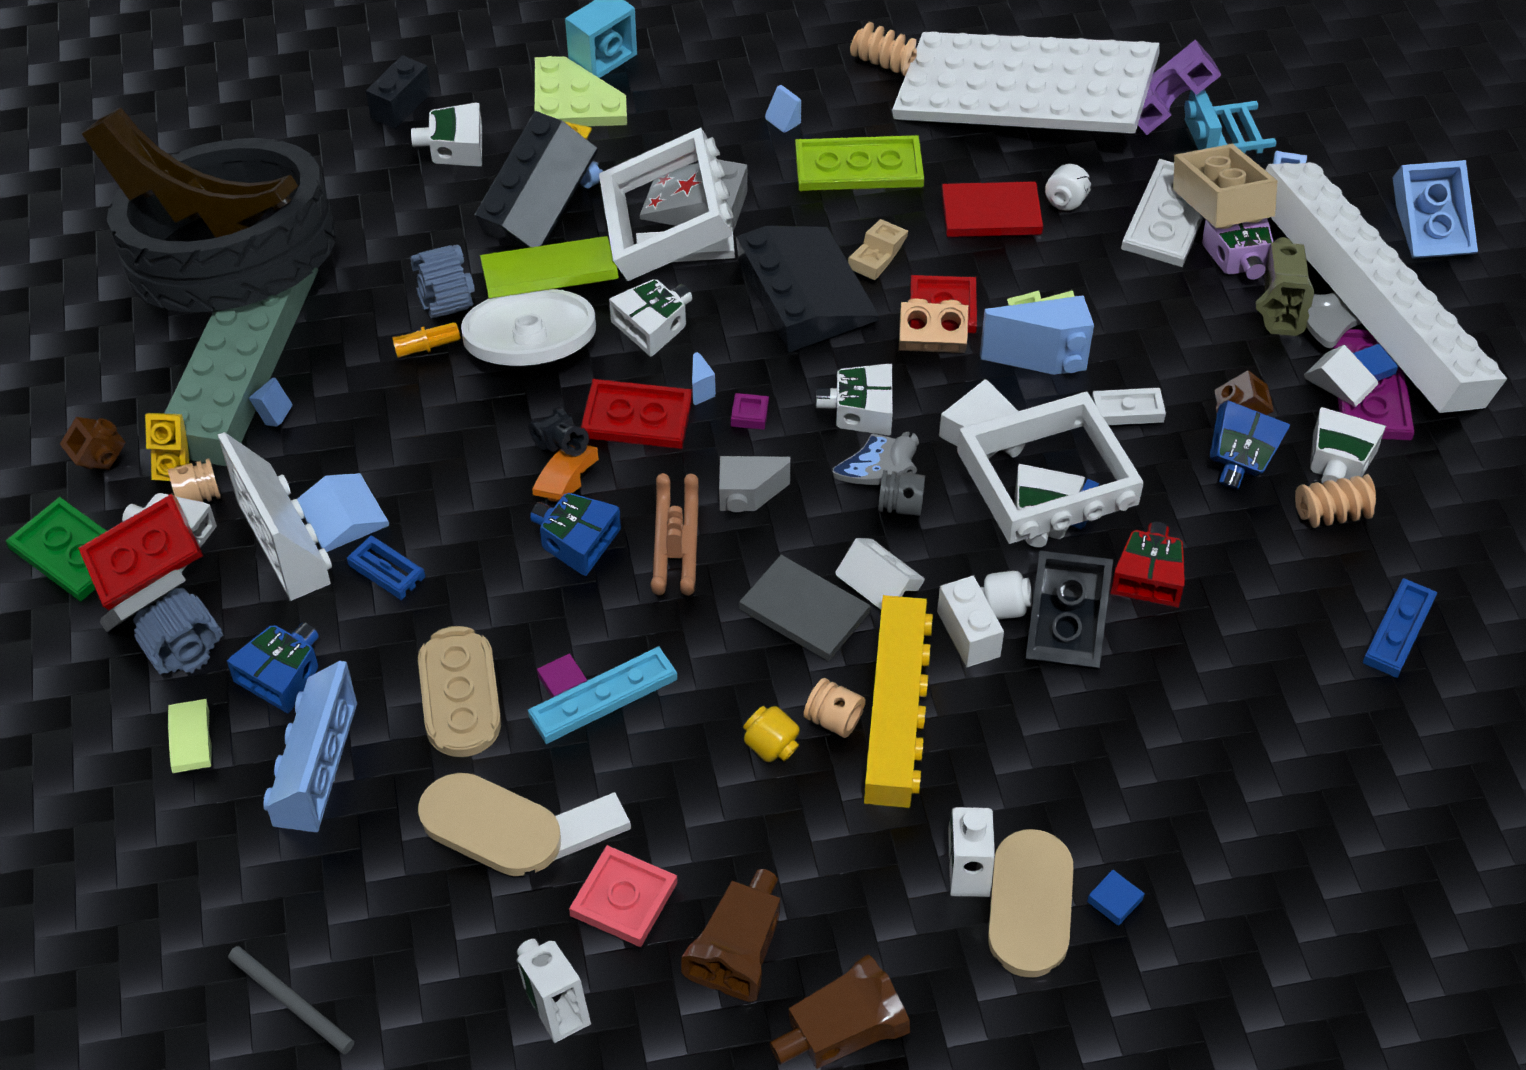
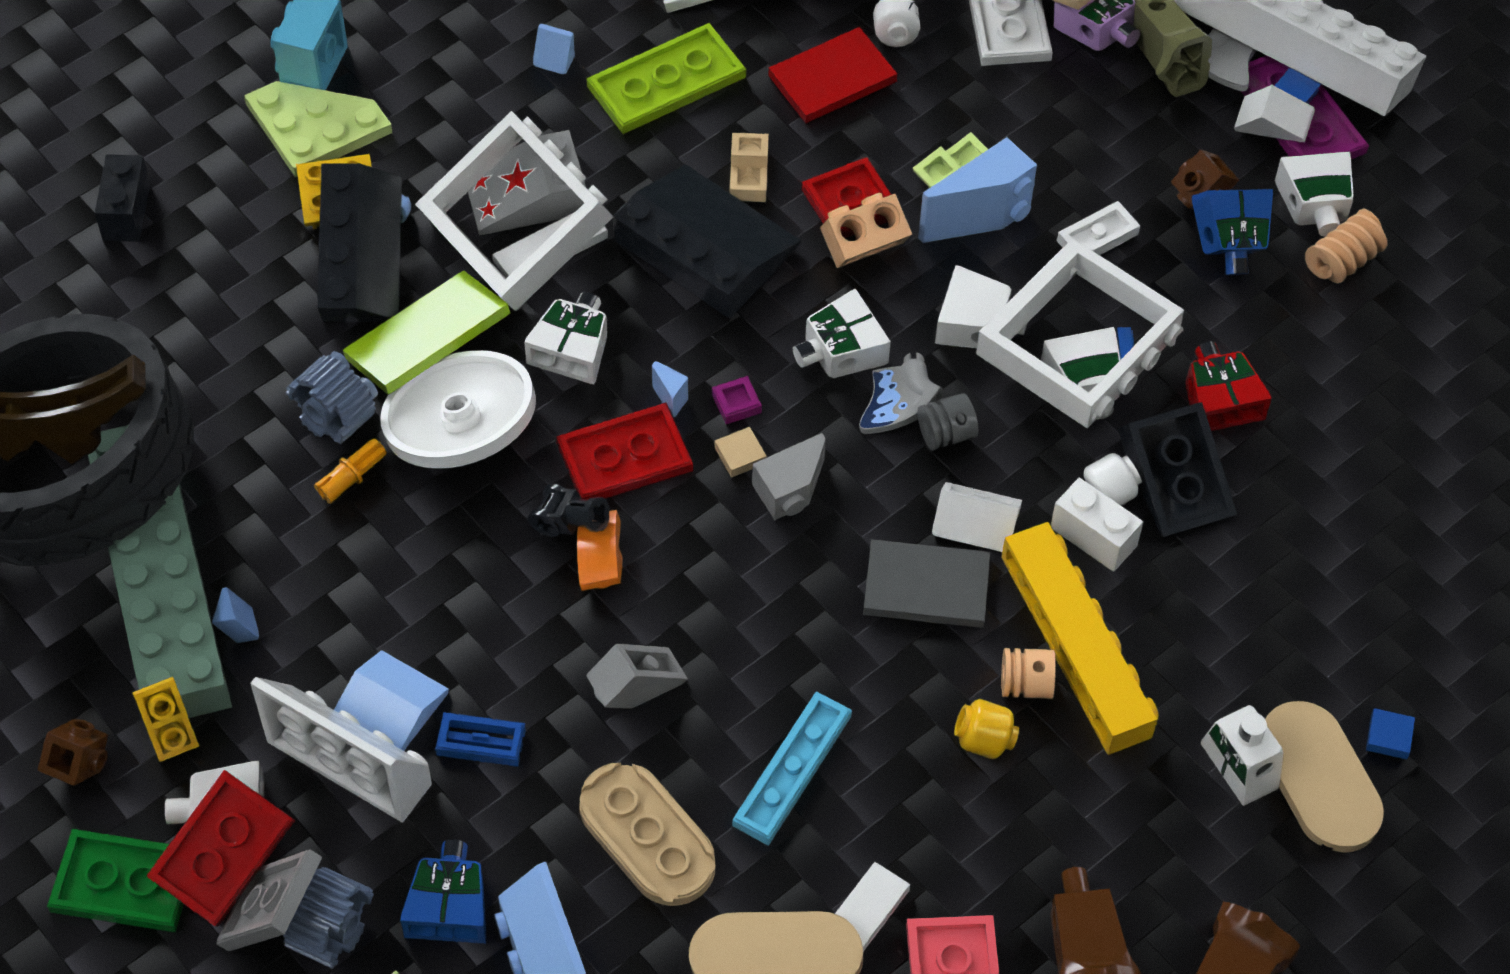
camera: 30 degrees left, 5 degrees up
(194, 481) = (217, 743): light nougat piece -> none
(452, 135) = (219, 224): white torso -> none
(527, 570) = (634, 675): none -> light grey slope
(560, 675) = (740, 769): magenta tile -> none
(577, 529) = (652, 607): blue torso -> none
(673, 537) = (756, 570): nougat piece -> none
(724, 445) = (739, 451): none -> tan tile
(1399, 627) = (1470, 348): blue tile -> none

